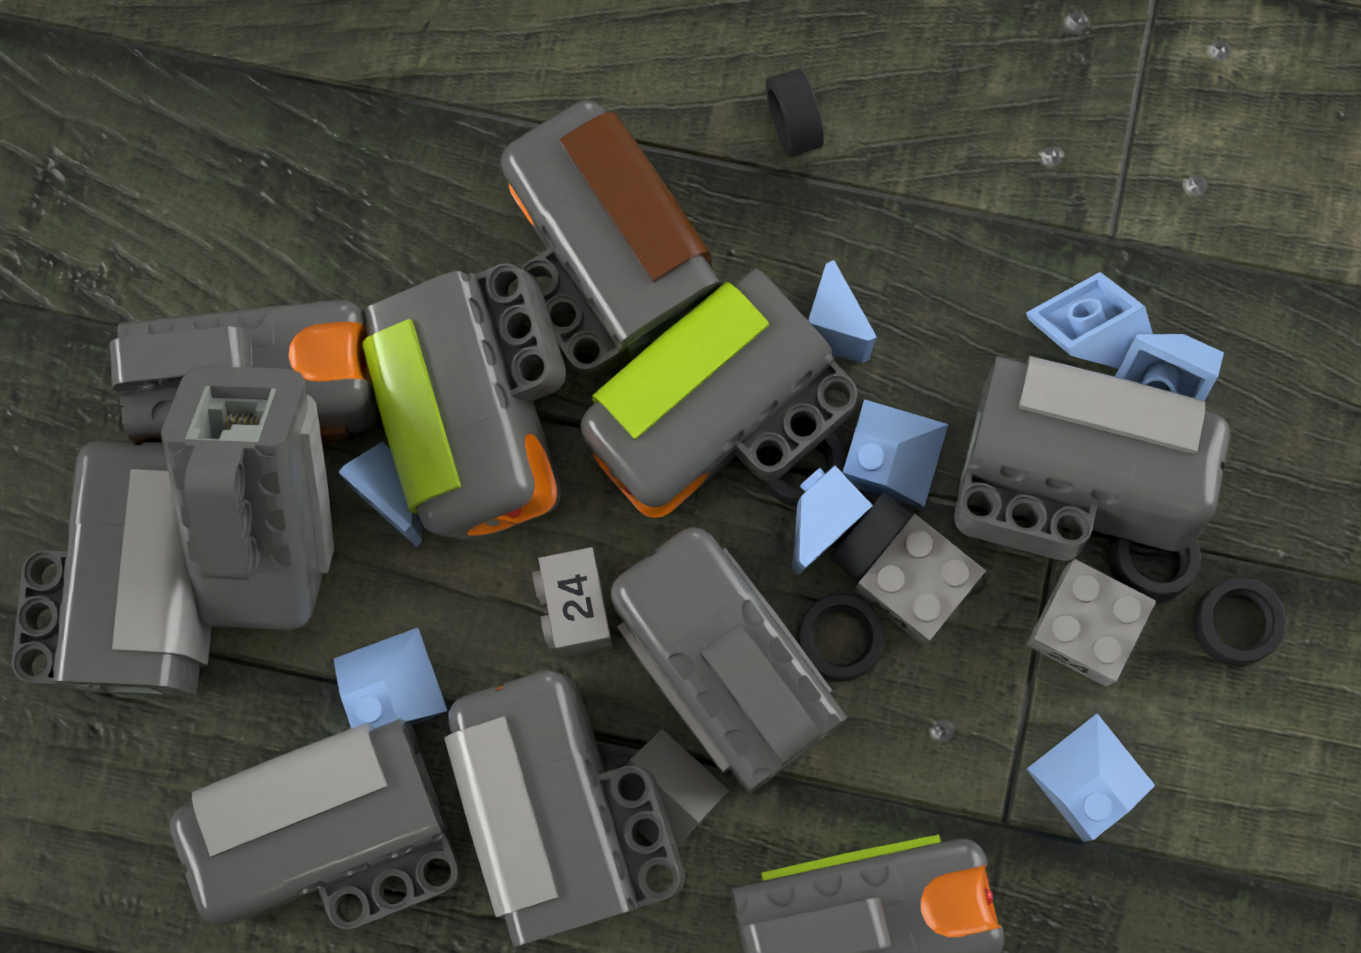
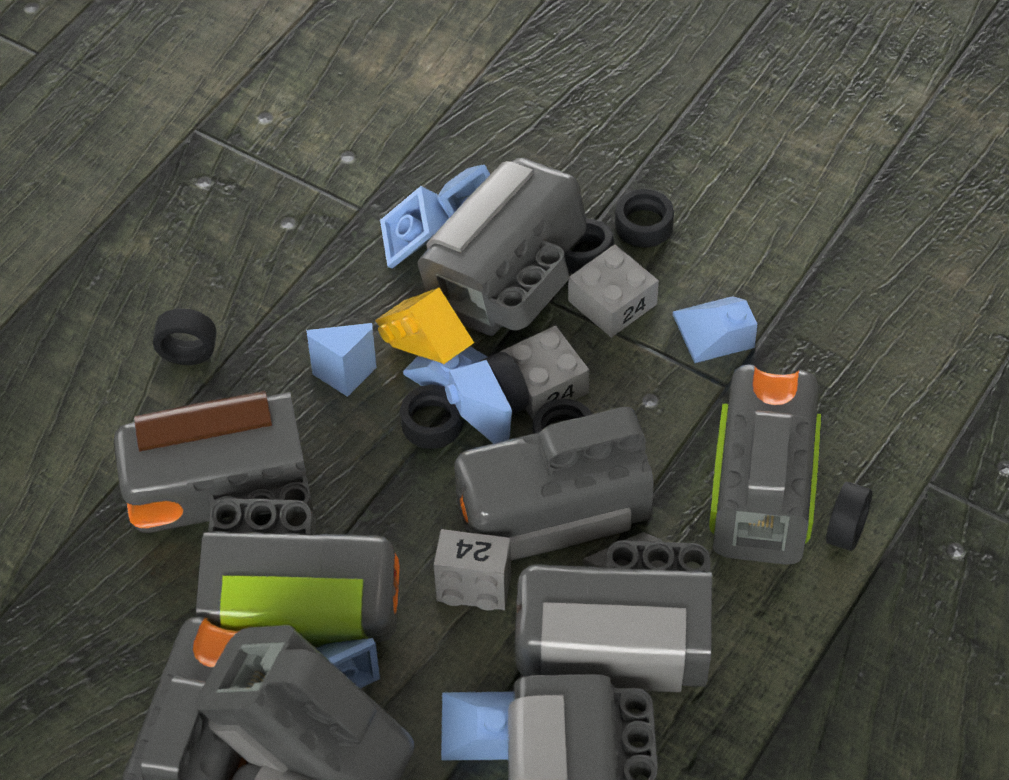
camera: 70 degrees left, 25 degrees down
(716, 391) = (362, 432): dark grey piece -> none
(908, 403) = (425, 327): none -> yellow wedge

